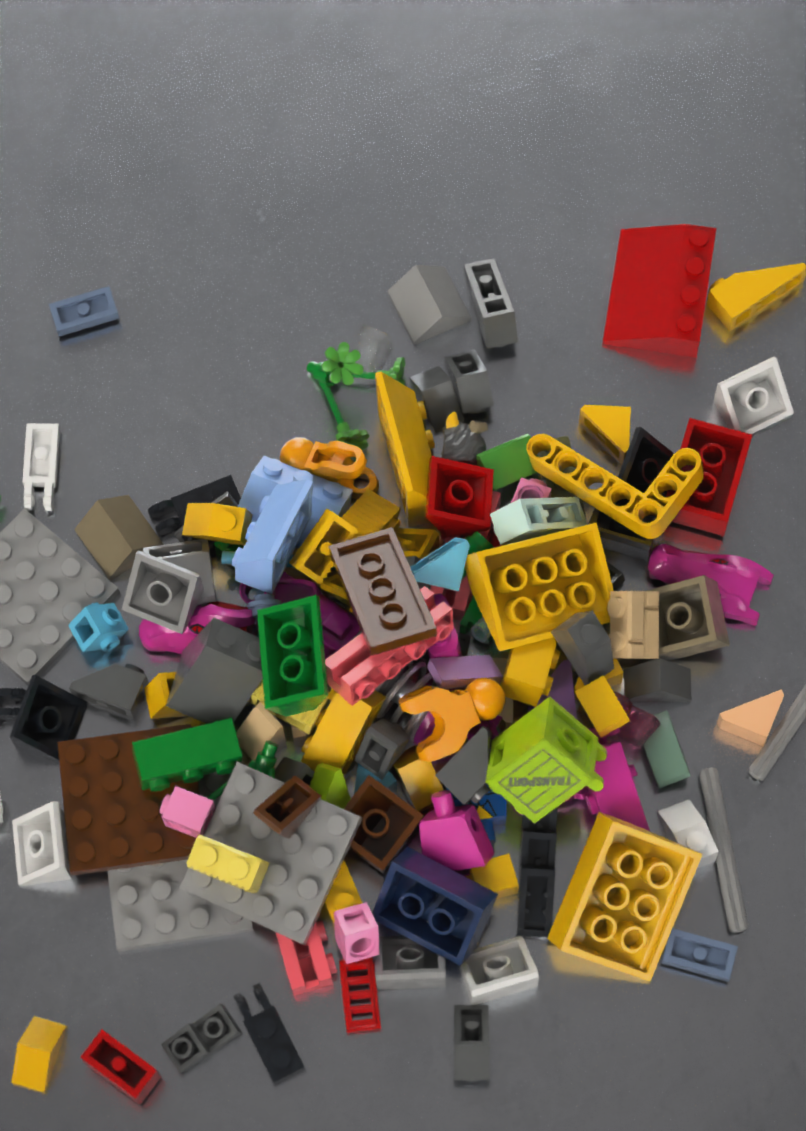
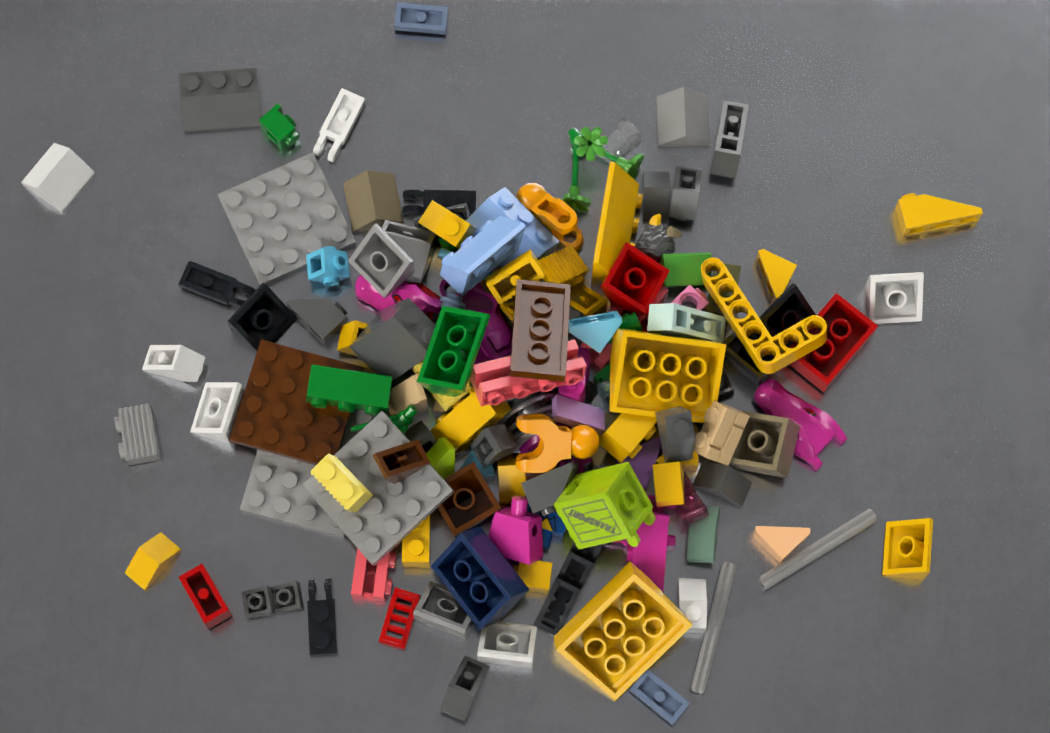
camera: 20 degrees right, 5 degrees up
(187, 812) = (330, 432): bright pink brick -> none
(356, 933) = (414, 573): bright pink brick -> none
(660, 288) = (864, 181): red slope -> none

